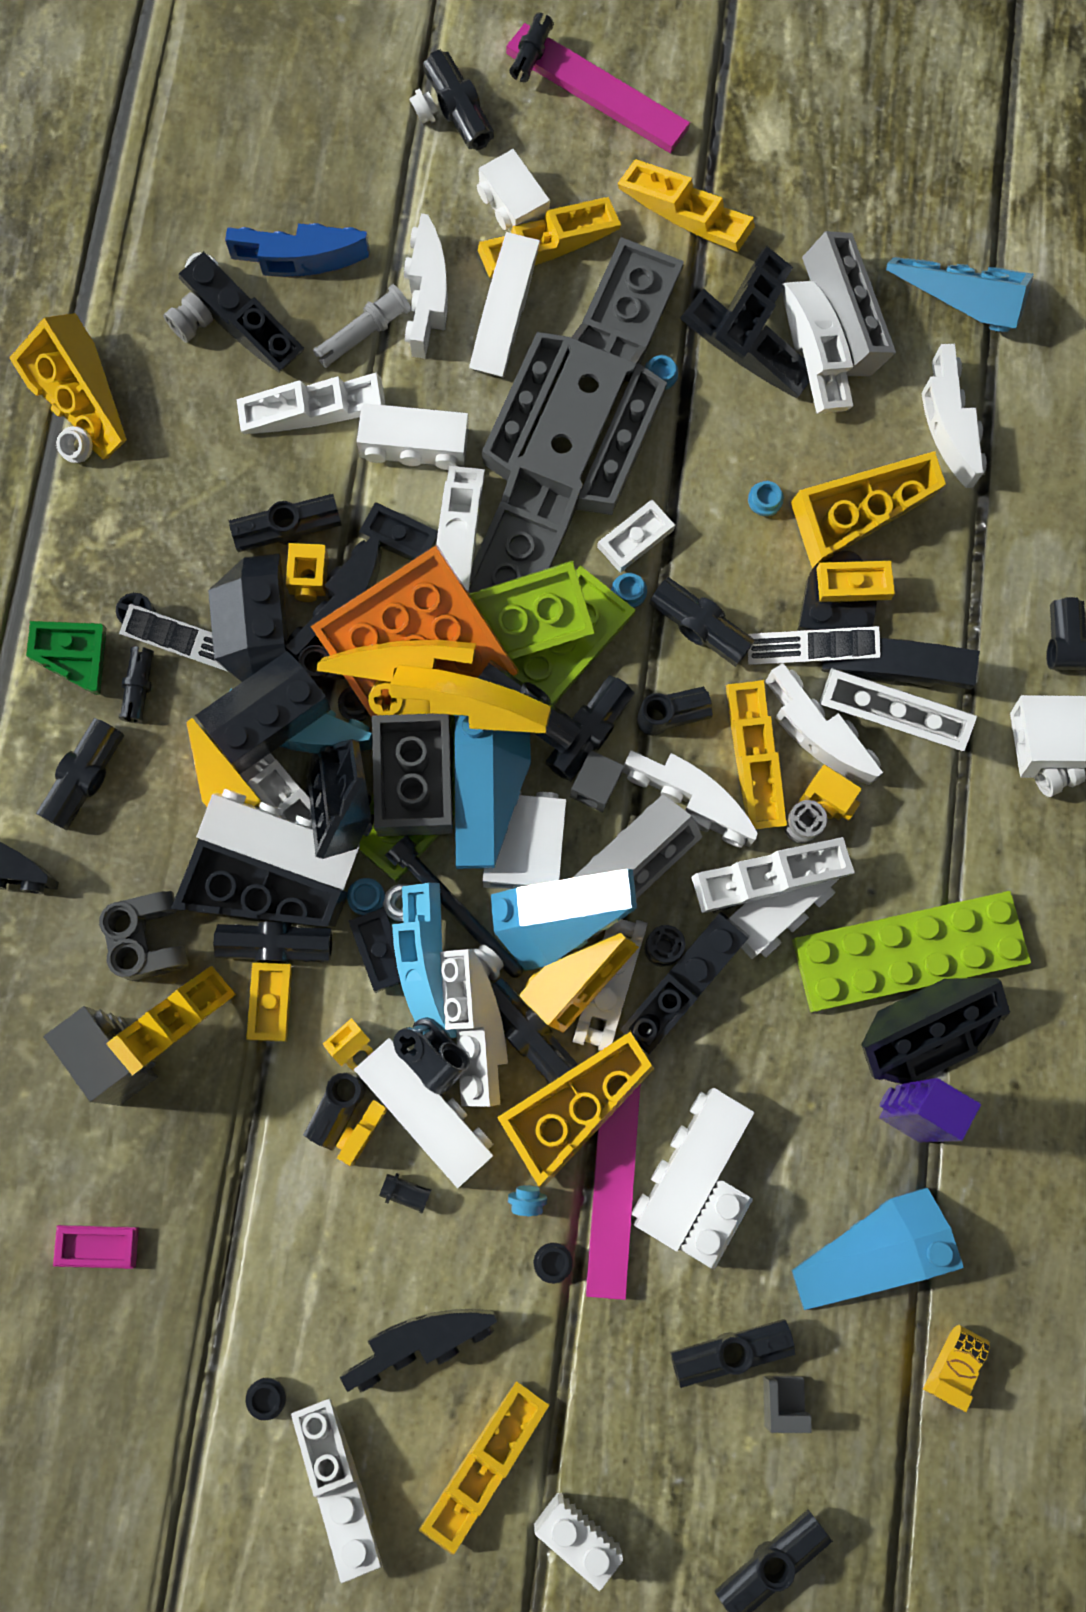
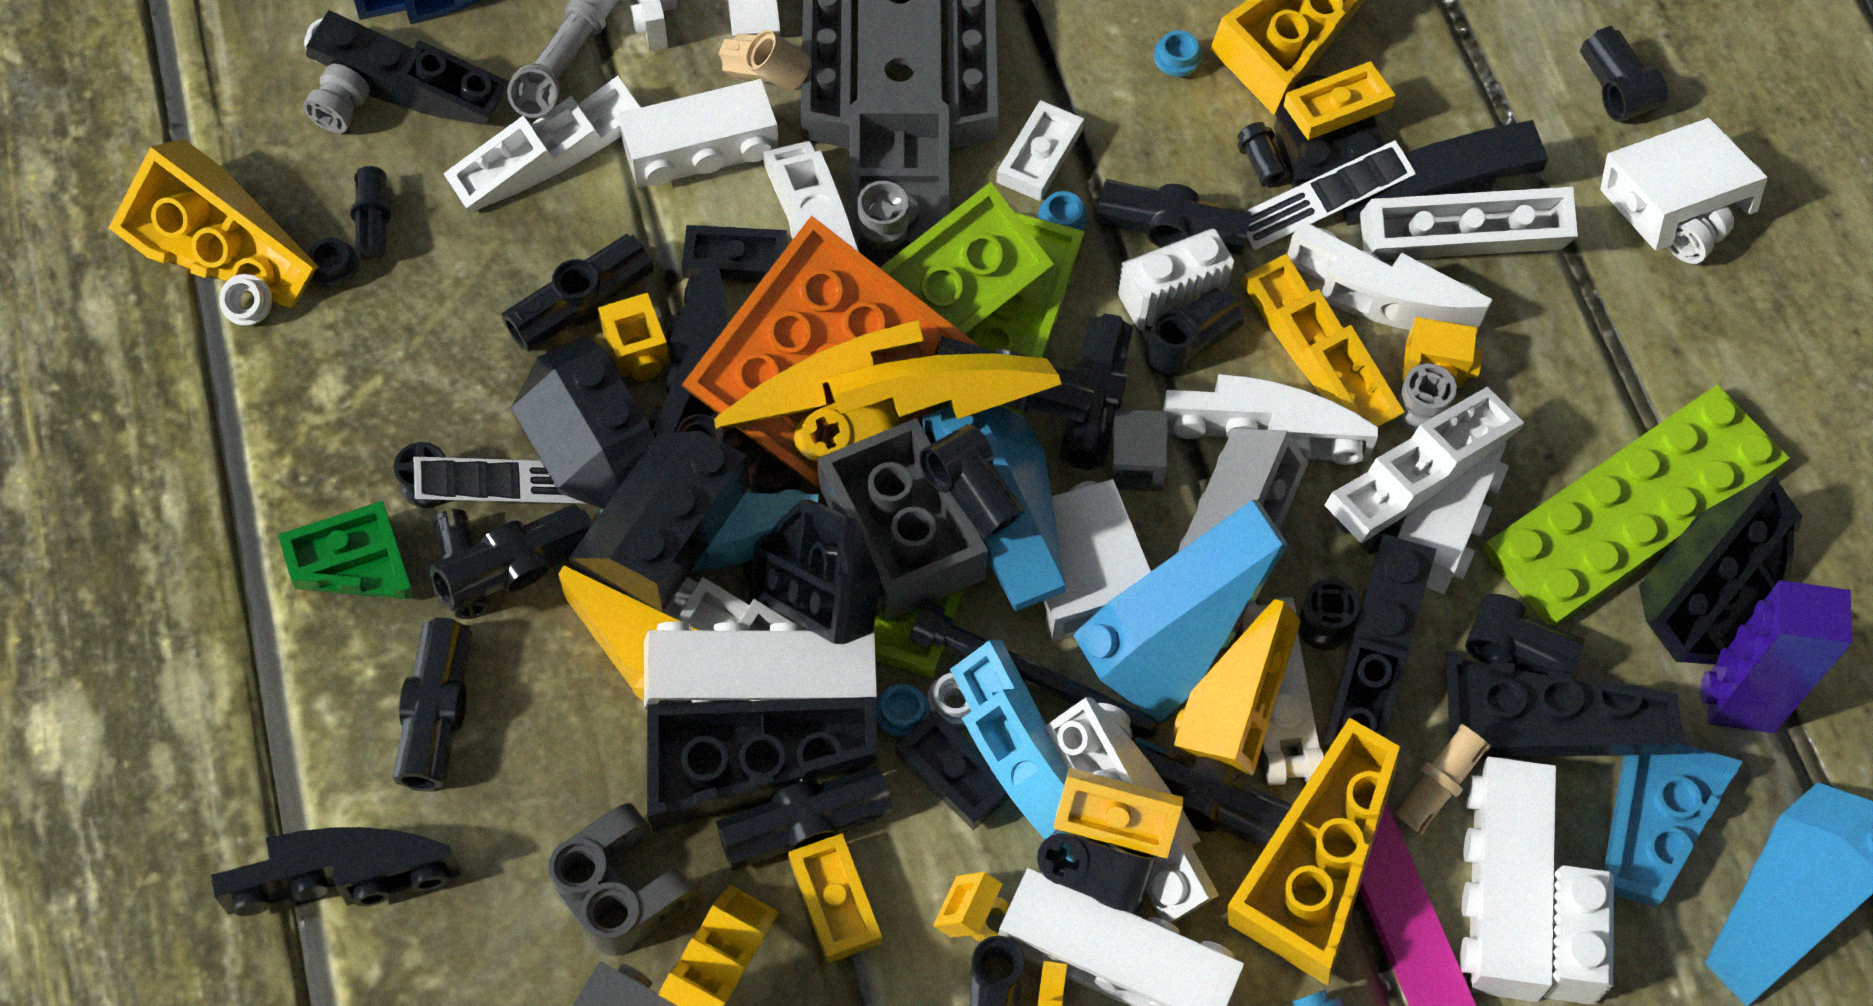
camera: 20 degrees left, 15 degrees down
(141, 438) = (335, 262): none -> black plate
(163, 697) = (509, 557): none -> black piece
(178, 411) = (370, 212): none -> black axle
(308, 369) = (527, 95): none -> light grey wheel
(452, 1033) = (1118, 812): none -> yellow plate
(458, 765) = (965, 469): none -> black piece
(477, 399) = (765, 58): none -> tan piece
(501, 541) = (883, 215): none -> light grey wheel
(680, 668) = (1174, 276): none -> white brick
(680, 1087) = (1441, 779): none -> tan pin
(765, 1070) = (1556, 715): none -> black wing
(775, 1007) = (1510, 635): none -> black piece
(786, 597) = (1259, 146): none -> black pin
(811, 1166) = (1660, 816): none -> dark azure wing

